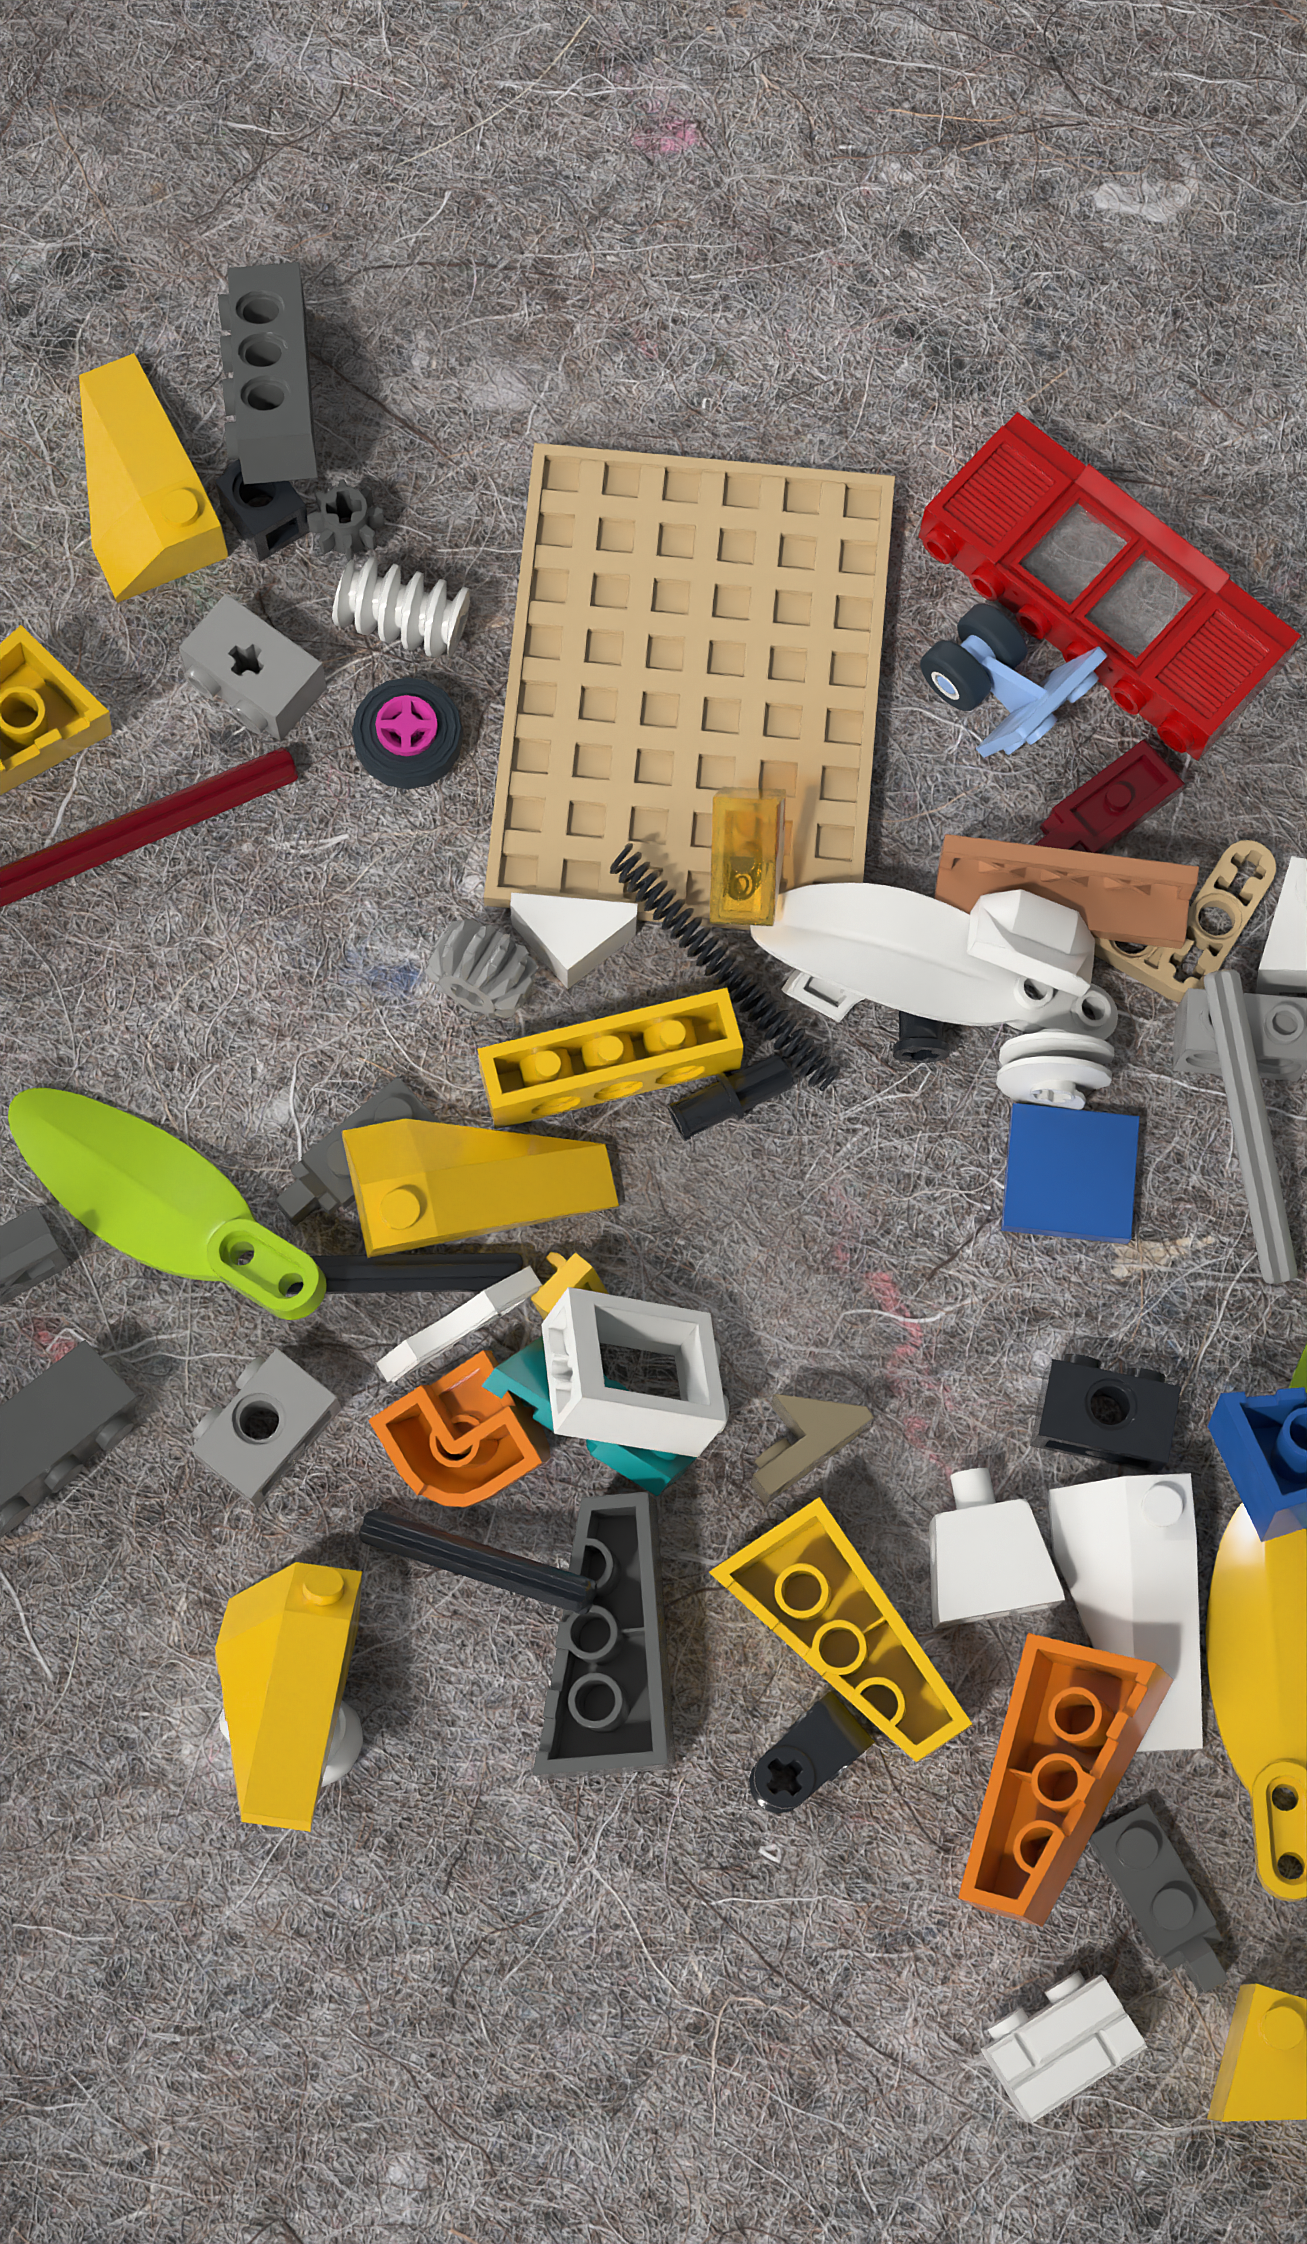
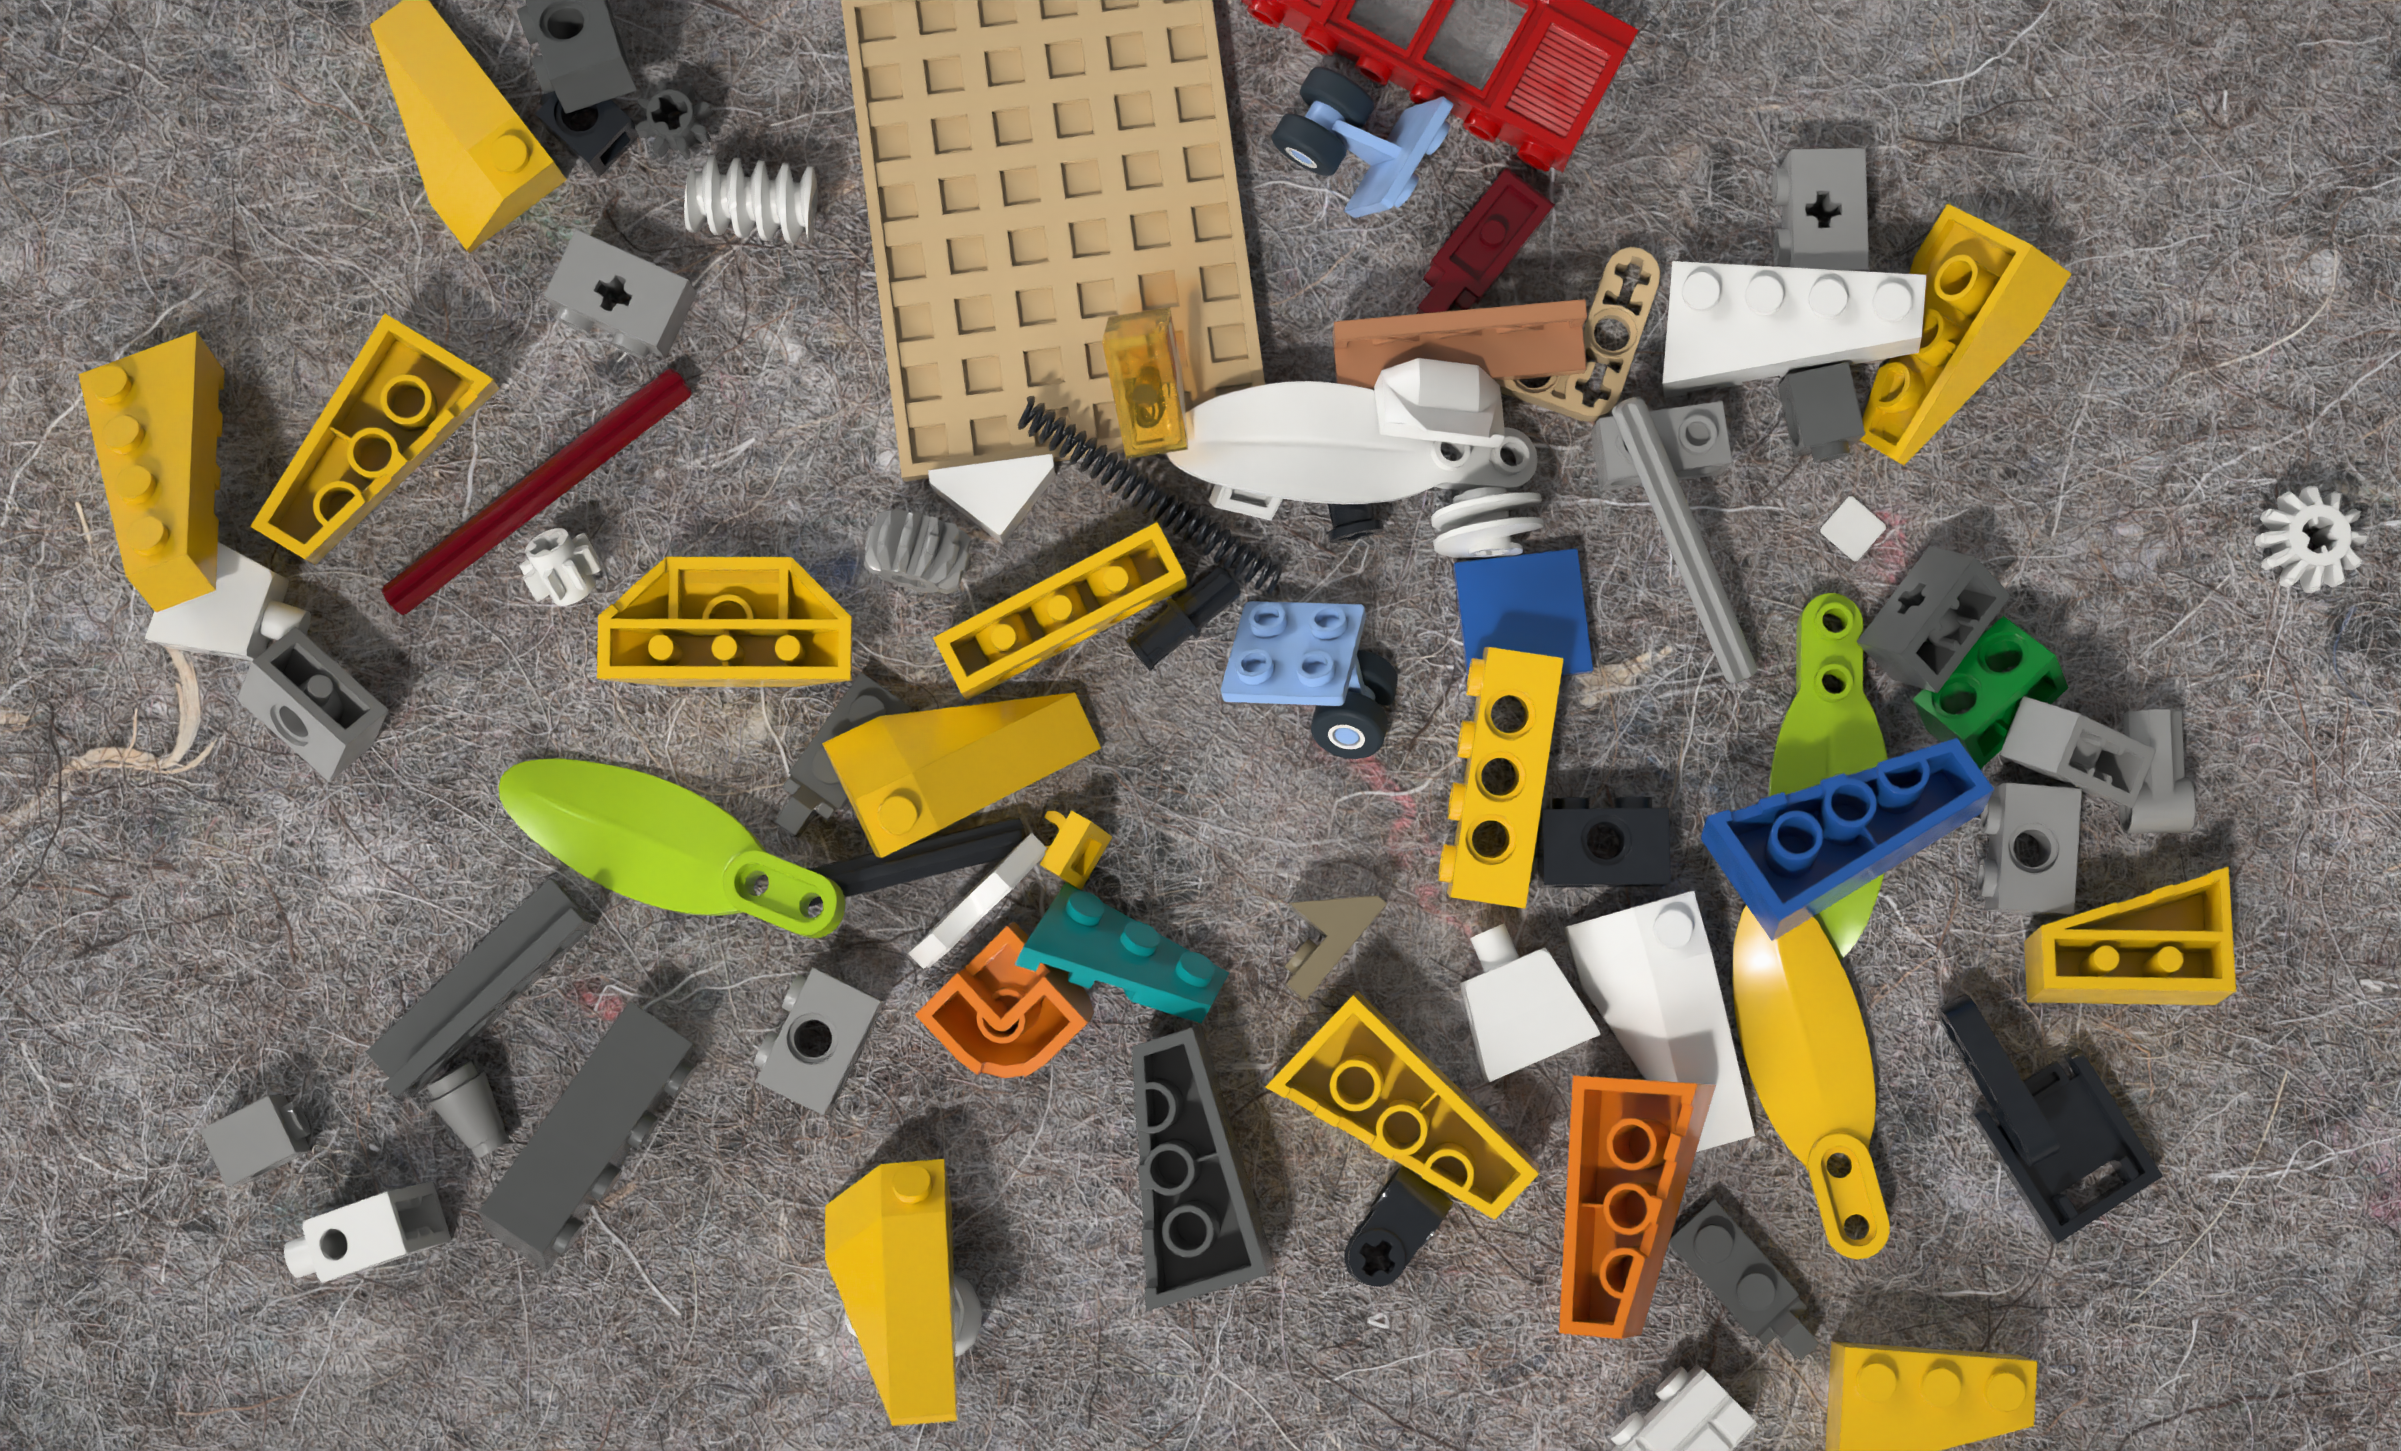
camera: 10 degrees left, 10 degrees up
(127, 907) = (560, 567): none -> white gear
(273, 999) = (725, 627): none -> yellow wedge
(403, 710) = (782, 303): black wheel -> none
(478, 1561) = (1049, 1125): black axle -> none
(593, 1412) = (1100, 934): white window -> none
(853, 1158) = (1313, 658): none -> light blue plate
(1068, 1232) = (1507, 874): none -> yellow brick

